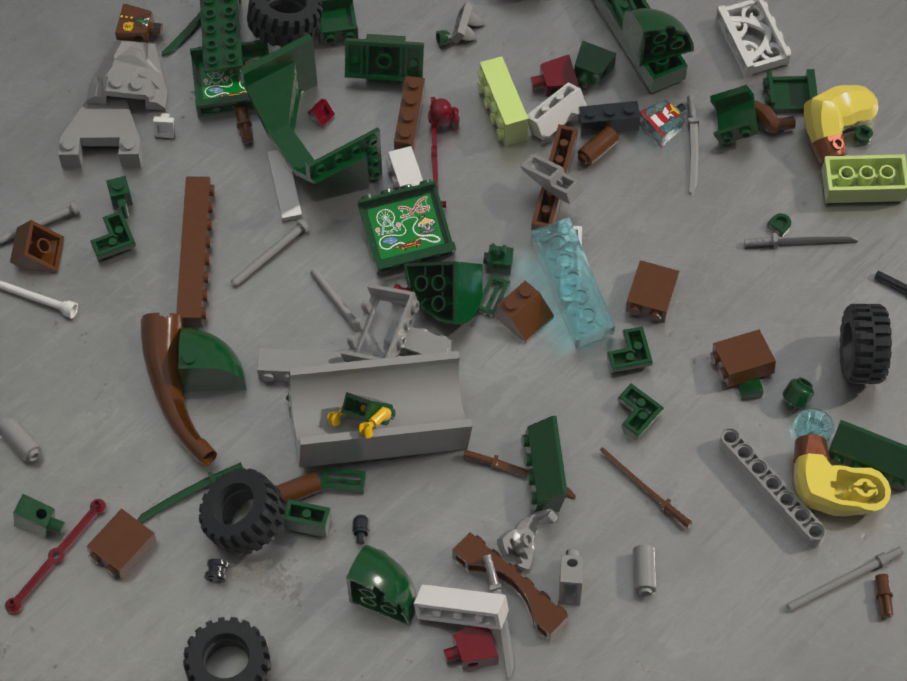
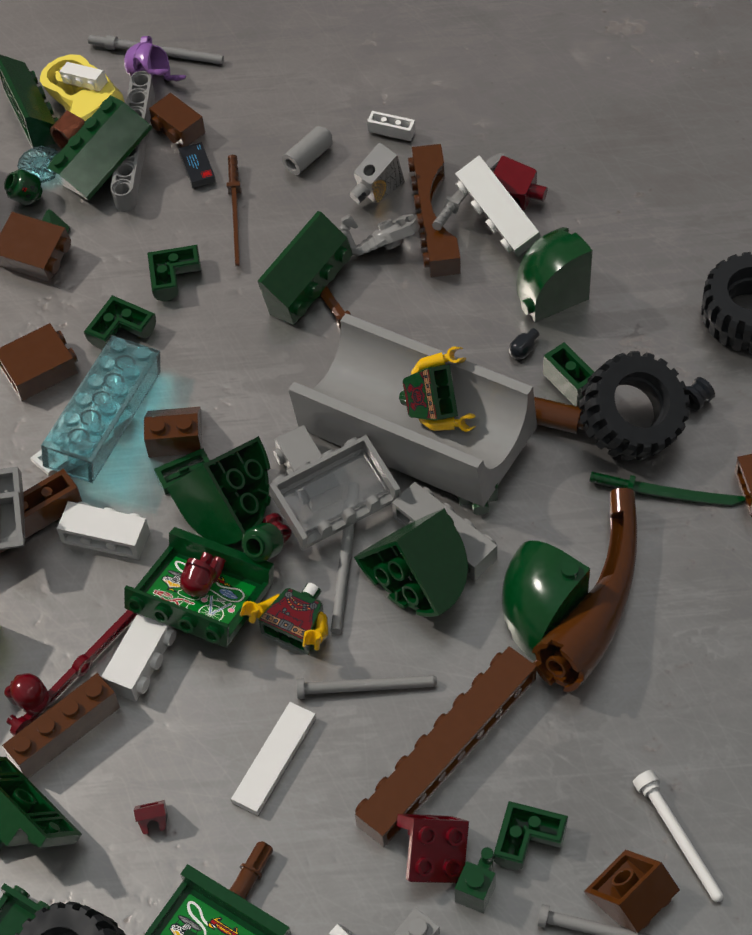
camera: 135 degrees left, 5 degrees down
(157, 194) = (435, 847): none -> dark red bracket
(276, 91) = (225, 697): dark green panel -> none
(294, 323) = (419, 564): none -> dark green brick
(339, 254) = (291, 618): none -> torso
(392, 269) = (262, 542): none -> dark green head
(410, 228) = (201, 574): none -> dark red piece
(499, 226) = (103, 529): none -> white brick
(499, 259) = (141, 494): dark green brick -> none
(607, 635) = (391, 125): none -> white piece
(710, 505) = (197, 165): none -> black tile
(759, 524) = (176, 120): none -> reddish brown brick
(774, 449) = (99, 147): none -> dark green slope
(835, 549) = (149, 58): none -> medium lavender hair
(843, 484) = (83, 76): none -> white piece
(884, 595) = (140, 20): reddish brown axle -> none

